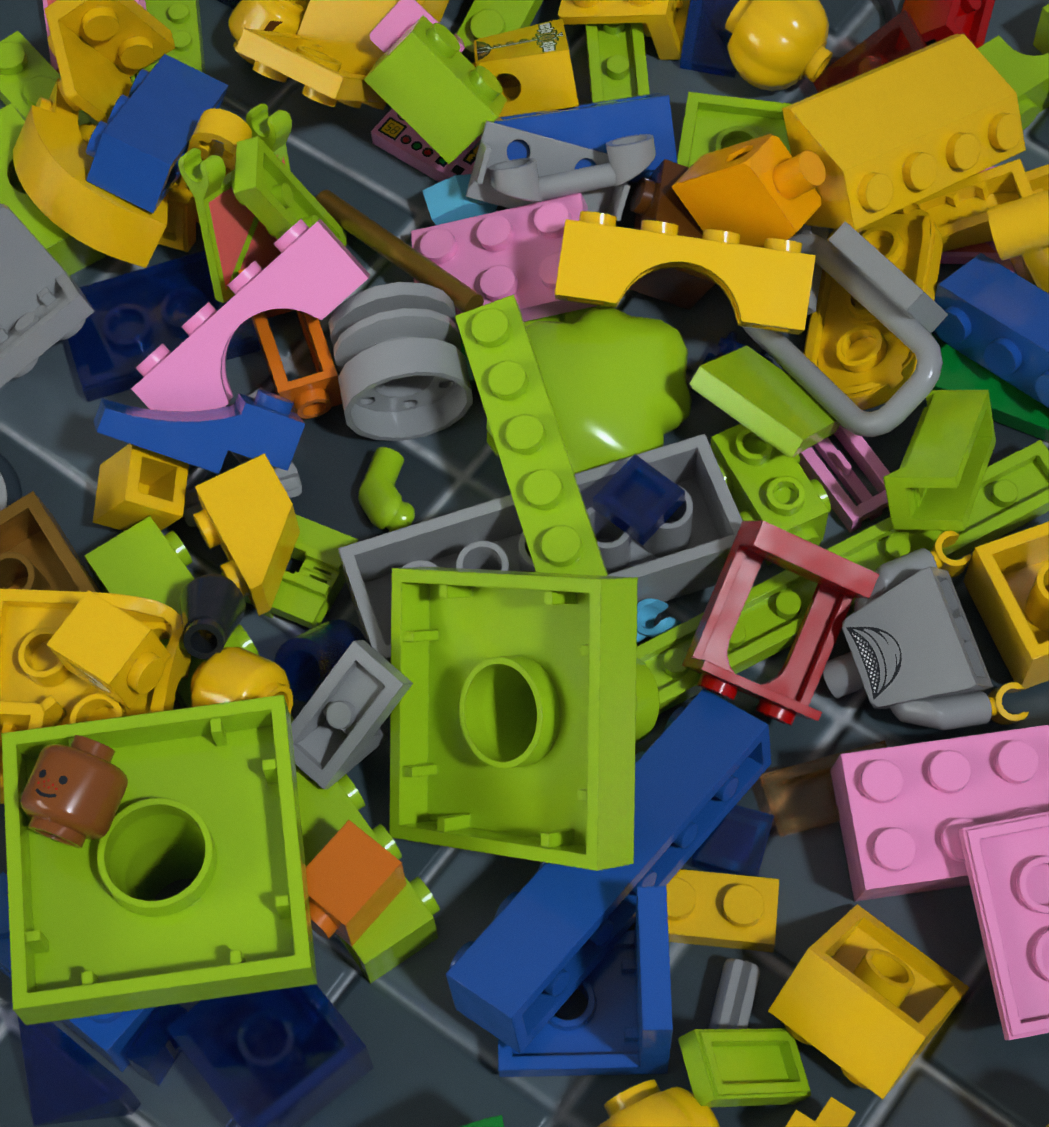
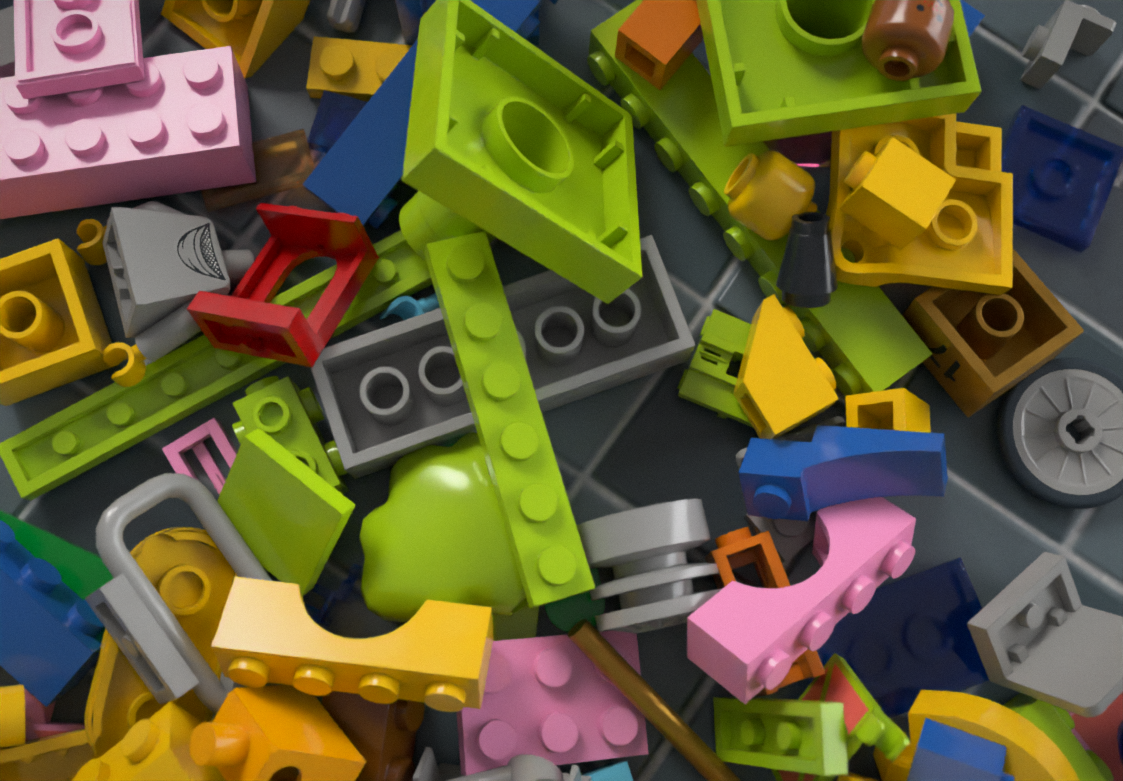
camera: 170 degrees right, 15 degrees up
(314, 654) = (703, 261): clear blue brick -> none
(347, 714) = (676, 179): light grey slope -> none
(380, 497) = (662, 444): lime arm -> none
(639, 499) = (410, 388): clear blue tile -> none
(943, 462) = (114, 450): lime window -> none

